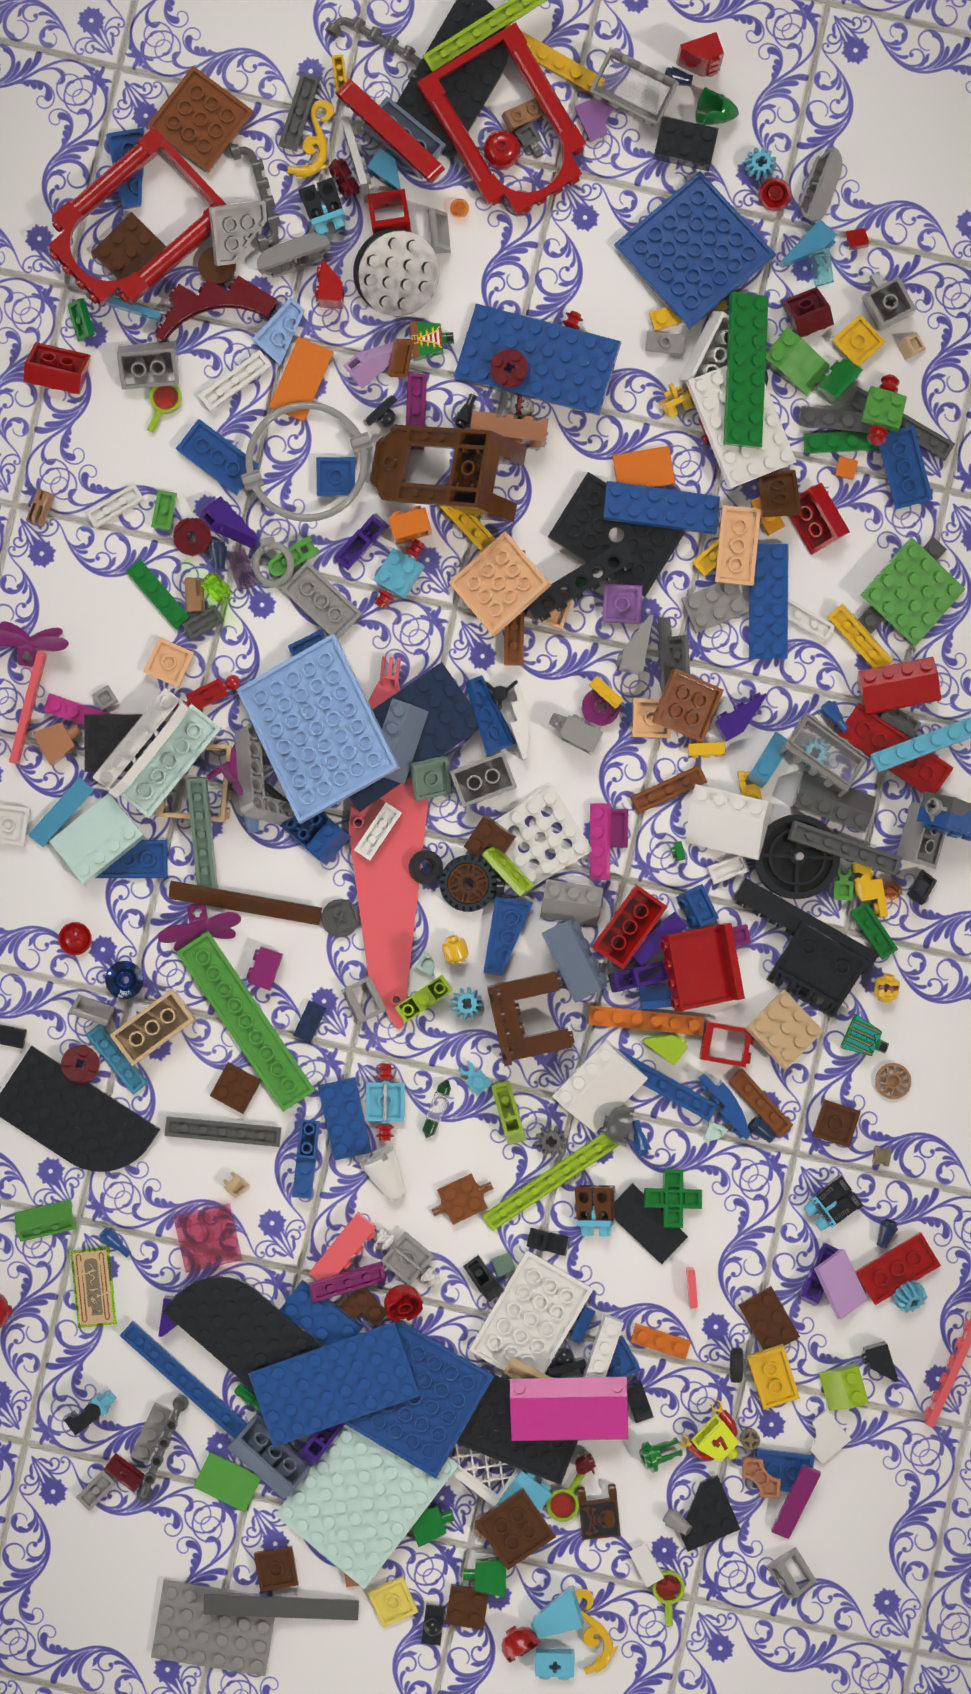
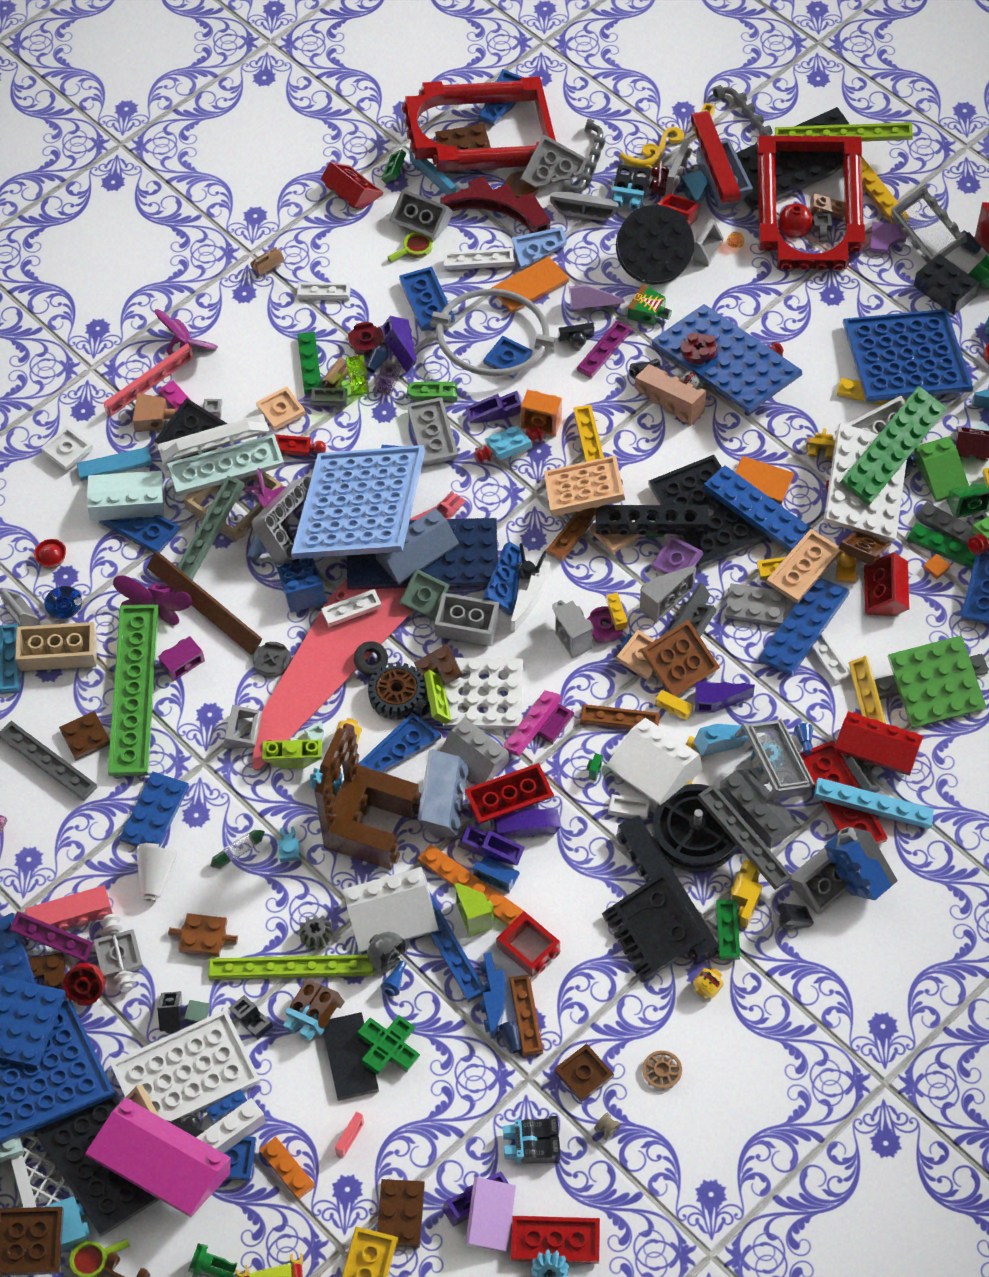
camera: 35 degrees right, 30 degrees down
(164, 510) = (358, 310): bright green plate -> none
(201, 119) = (579, 96): dark orange plate -> none
(236, 1185) = (23, 807): tan tile -> none
(269, 544) = (420, 371): light grey piece -> none
(299, 112) = (655, 126): dark grey plate -> none
(306, 1159) = (99, 820): blue slope -> none
(309, 1021) = (185, 721): dark blue plate -> none
(330, 289) = (594, 234): red slope -> none
(385, 1101) = (198, 816): medium azure plate -> none
(400, 357) = (617, 304): dark orange tile -> none
(471, 472) = (627, 377): reddish brown bracket -> none
(508, 1112) = (295, 888): lime slope -> none
(585, 1463) = (136, 1226): dark red hinge -> none
(638, 1402) = (226, 1207): black slope -> none
(665, 343) = (840, 405): light grey plate -> none
(697, 907) = (580, 819): blue bracket -> none
(702, 967) = (549, 865): red panel -> none
(714, 1131) = (467, 1015): light aqua tile -> none
(736, 1365) = (340, 1228): black tyre -> none
(741, 935) = (602, 864): magenta plate -> none
(784, 1029) = (589, 961): tan plate -> none
(843, 888) = (723, 879): bright green plate -> none
(863, 1037) = (657, 1012): torso -> none
(886, 1232) = (566, 1199): dark blue cone -> none
(892, 890) = (766, 907): clear orange plate -> none

